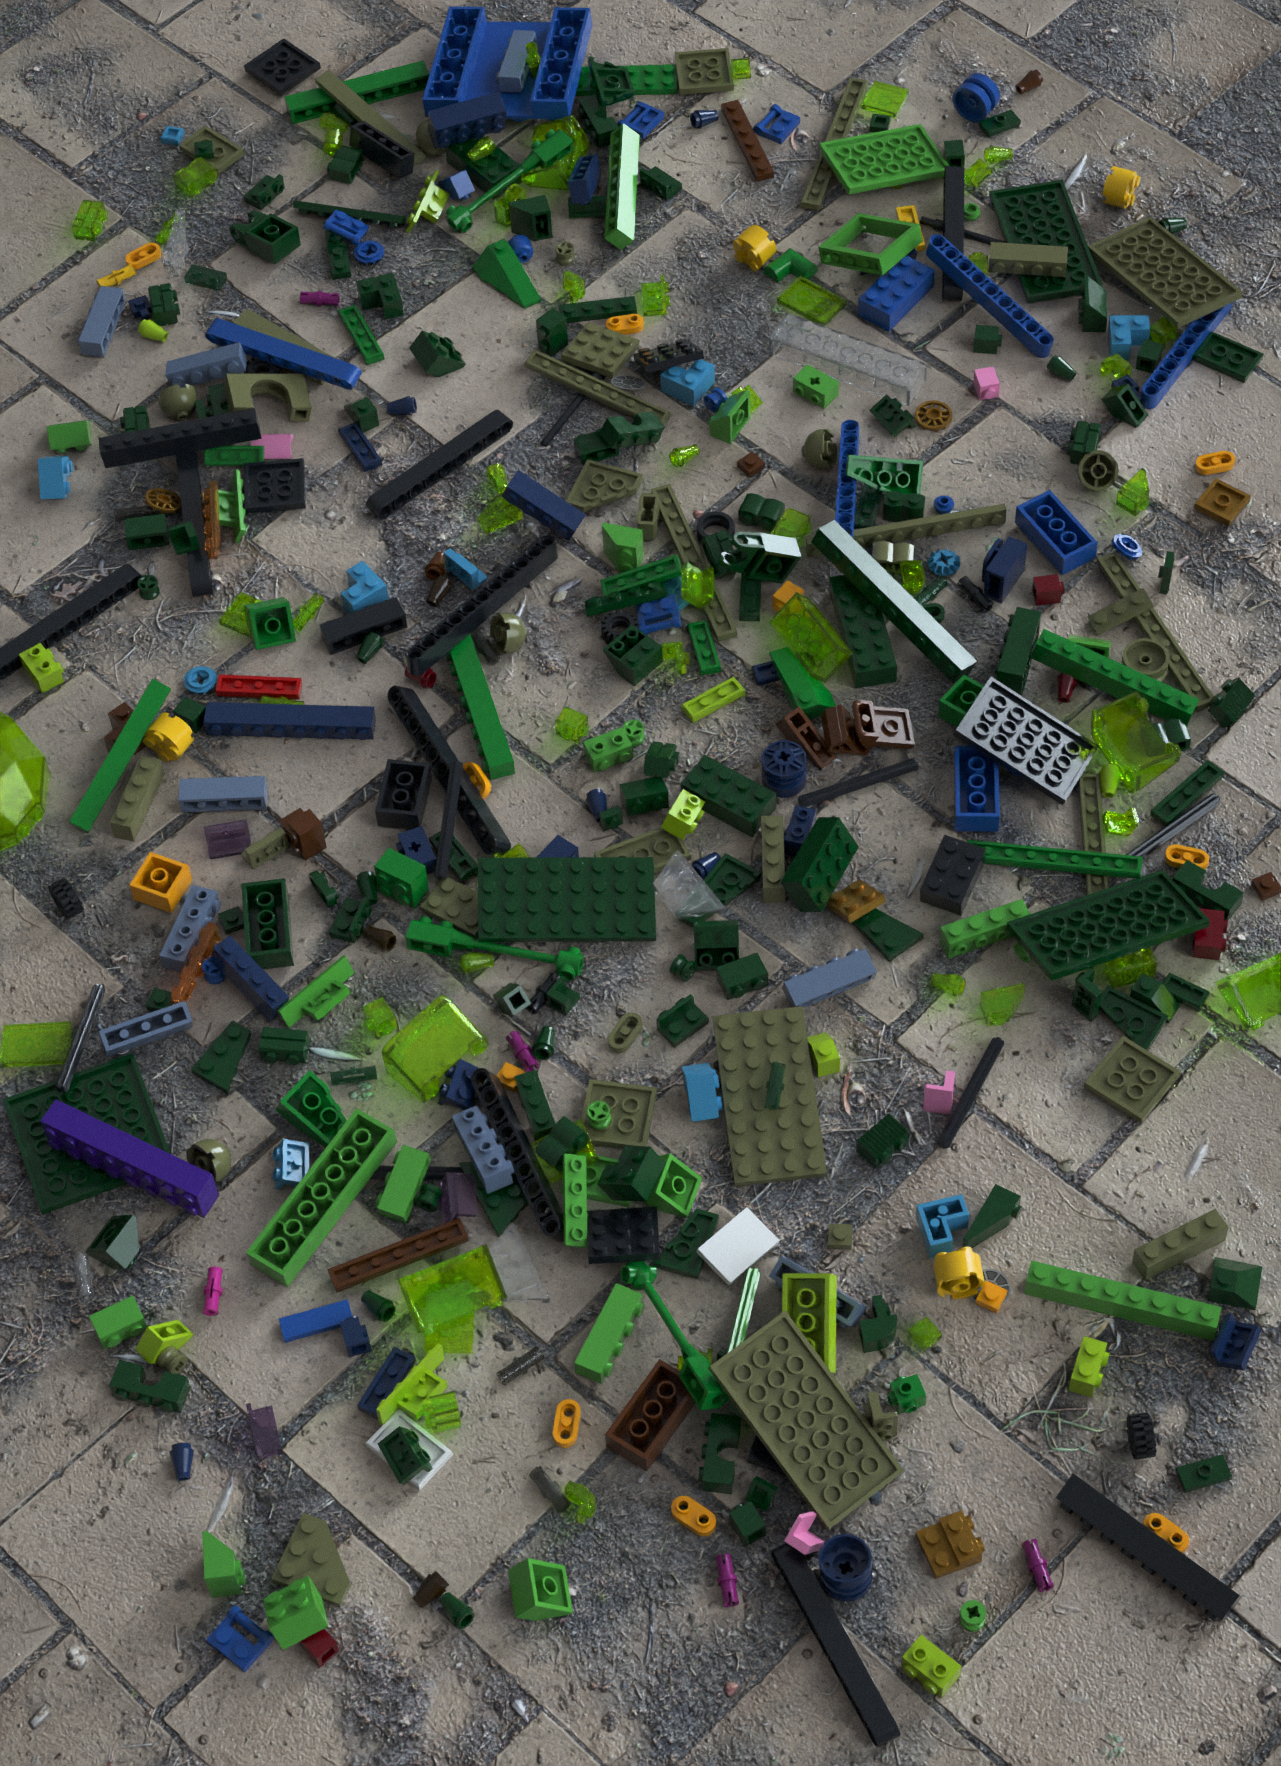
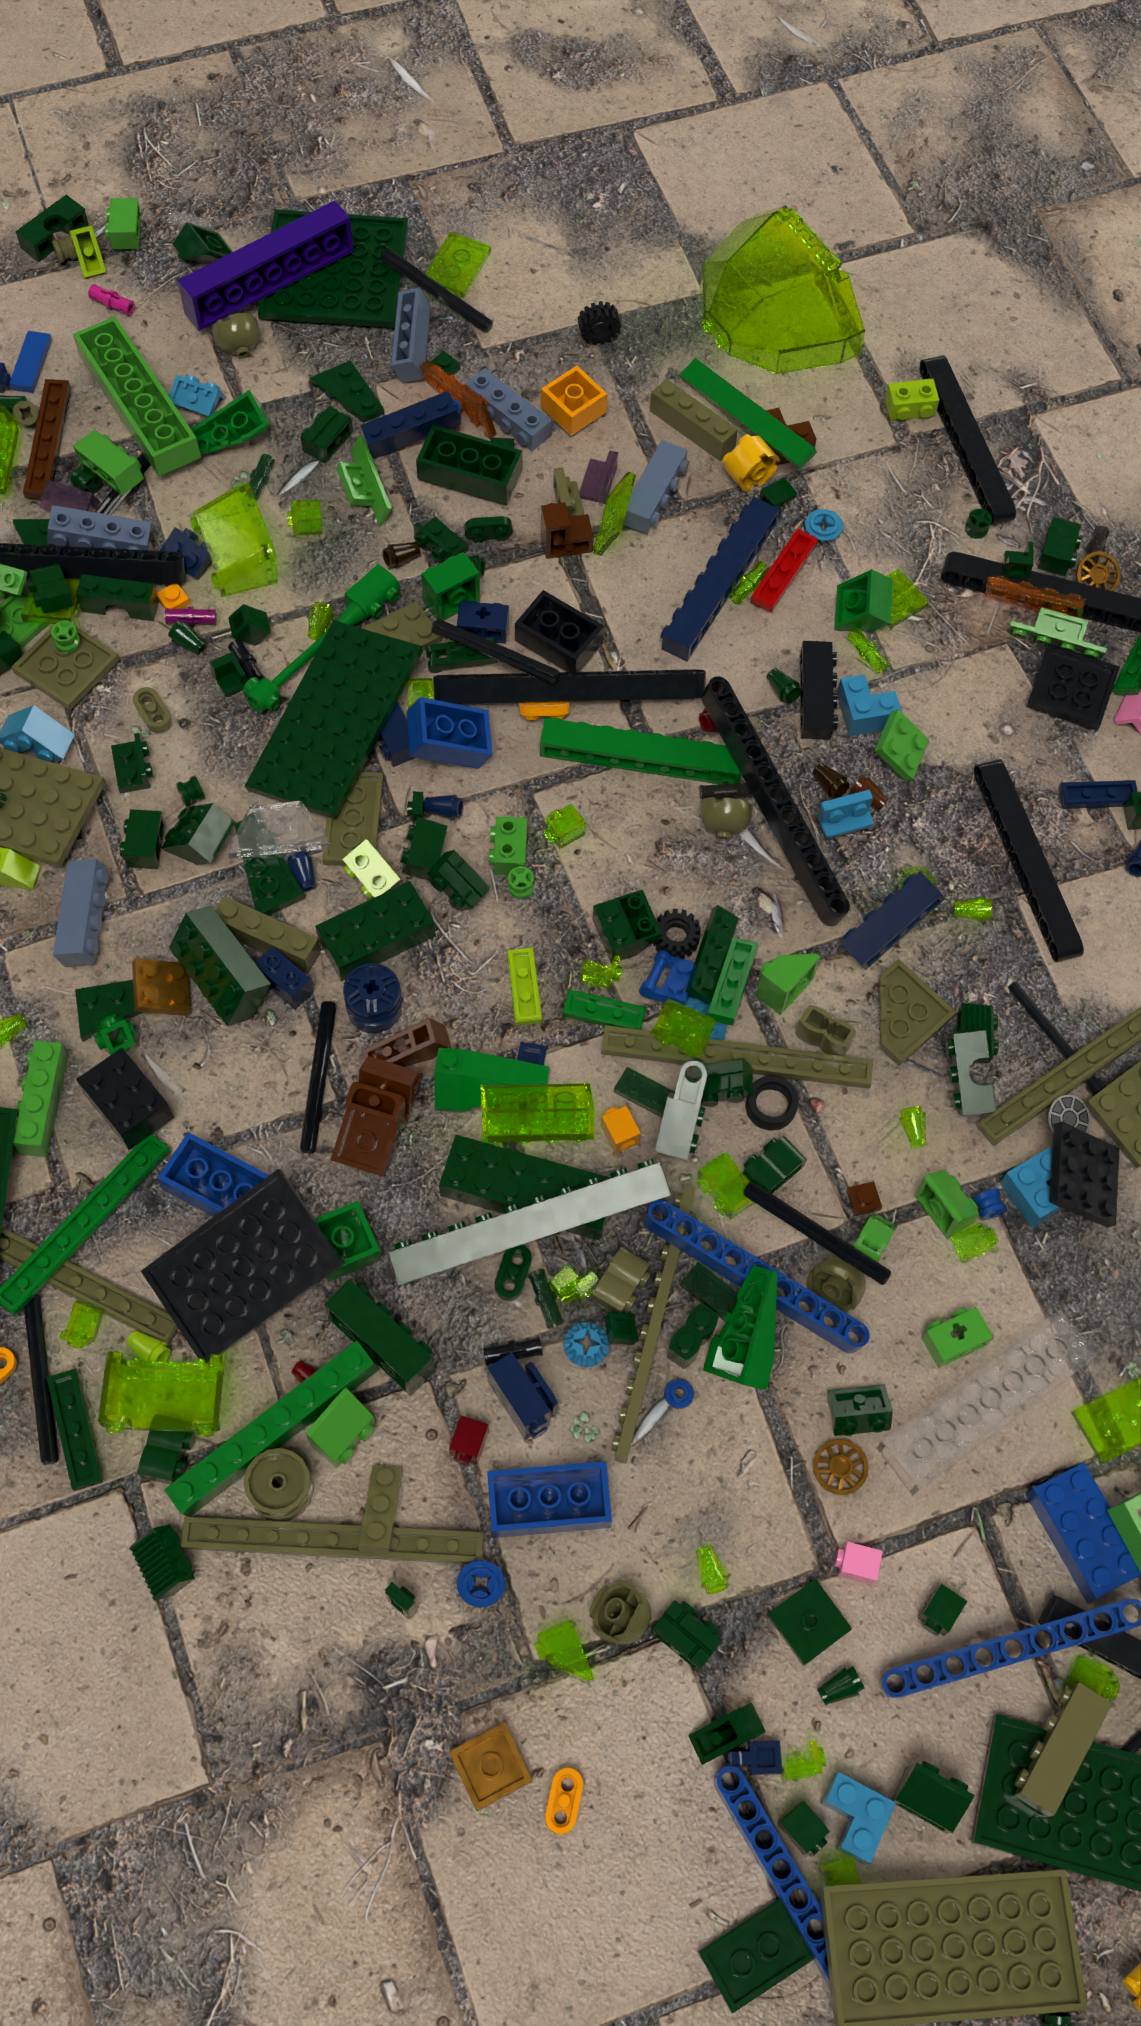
camera: 110 degrees right, 10 degrees up
(268, 802) = (614, 513): none -> clear neon green tile
(382, 556) = (901, 745): none -> bright green plate
(382, 1281) = (21, 412): none -> olive wheel
(541, 814) = (449, 733): none -> blue brick
(780, 446) = (875, 1236): none -> bright green brick
(800, 460) = (817, 1233): none -> black axle
(910, 906) = (124, 1036): none -> green brick
(924, 545) = (621, 1328): none -> dark green plate
(1035, 397) = (809, 1622): none -> dark green plate
(1041, 446) = (712, 1573): none -> clear neon green cone

